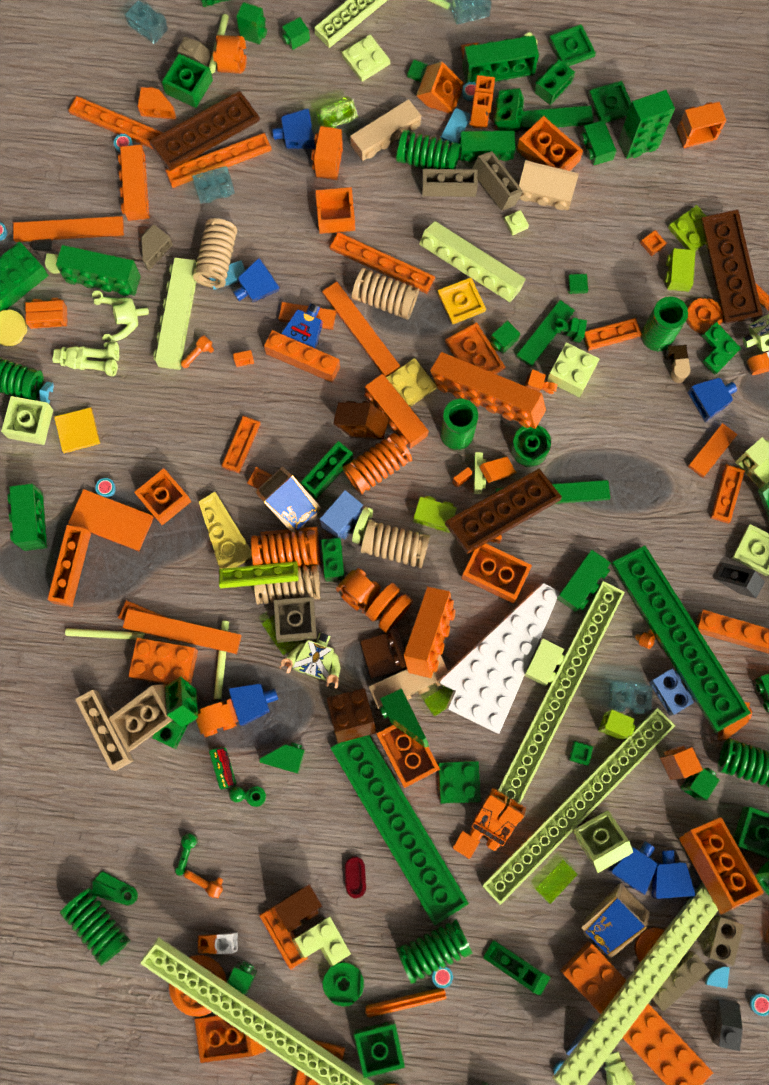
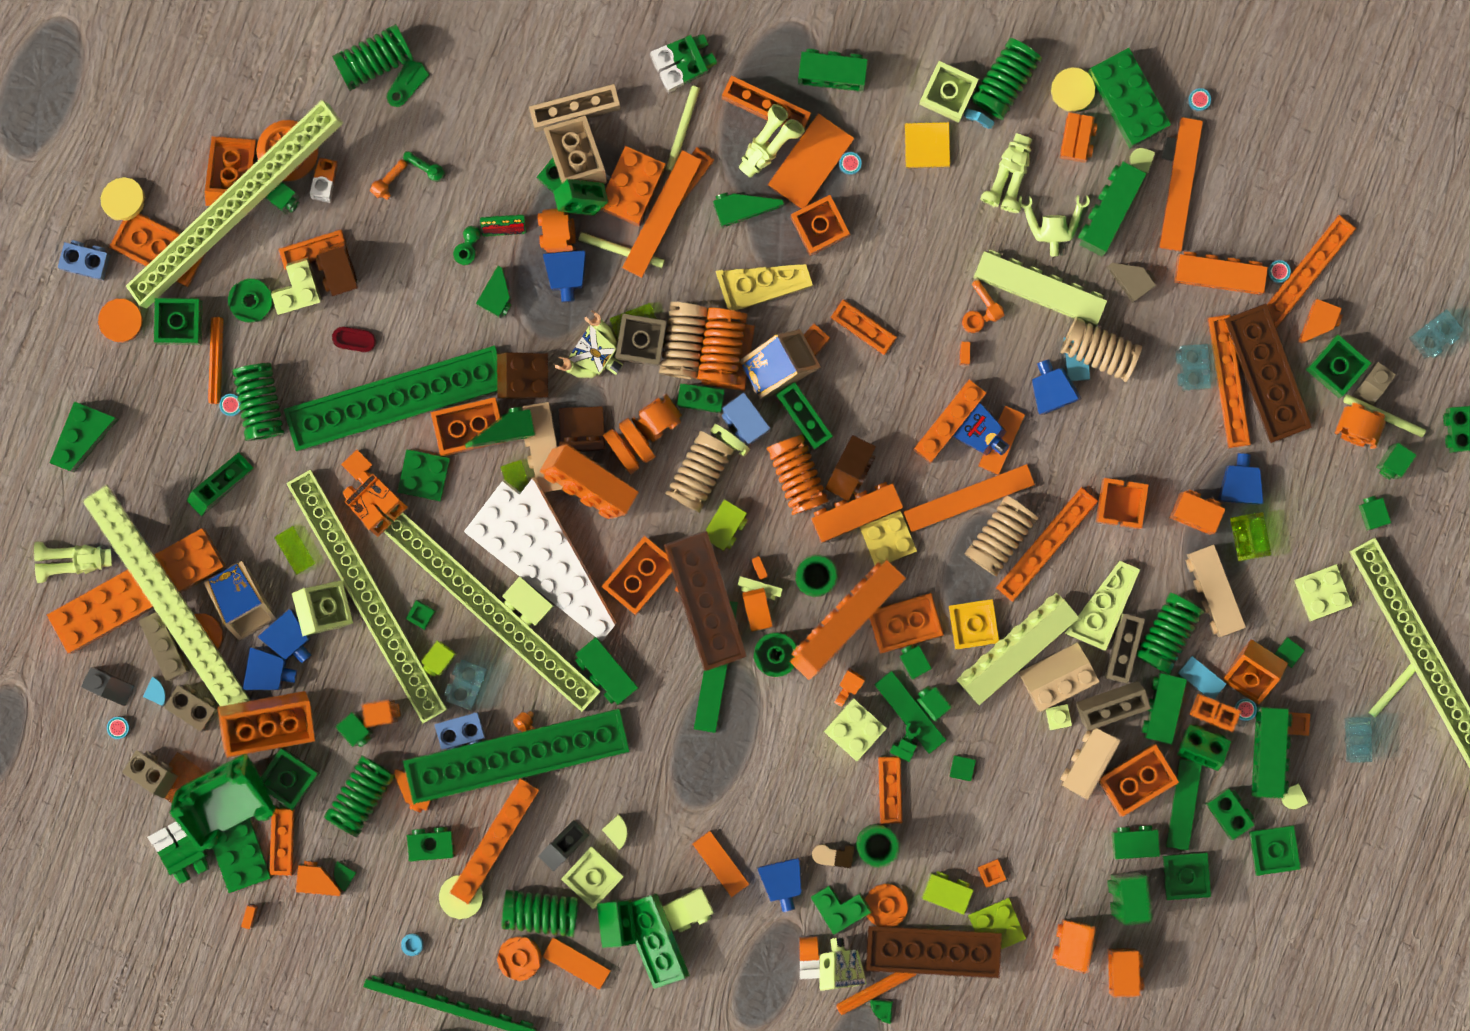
camera: 105 degrees right, 10 degrees up
(39, 643) = (688, 60): none -> green hips
(110, 561) = (760, 151): none -> yellowish green piece
(161, 566) = (737, 207): none -> green slope
(216, 360) = (973, 322): none -> orange tile
(258, 574) = (698, 311): lime tile -> none
(419, 206) = (1105, 607): none -> yellowish green wing
(486, 226) = (1058, 677): none -> tan slope
(534, 312) = (933, 702): none -> green brick
(693, 160) = (1073, 945): none -> orange slope
(714, 539) = (617, 831): none -> yellowish green brick
(727, 494) = (666, 865): orange tile -> none

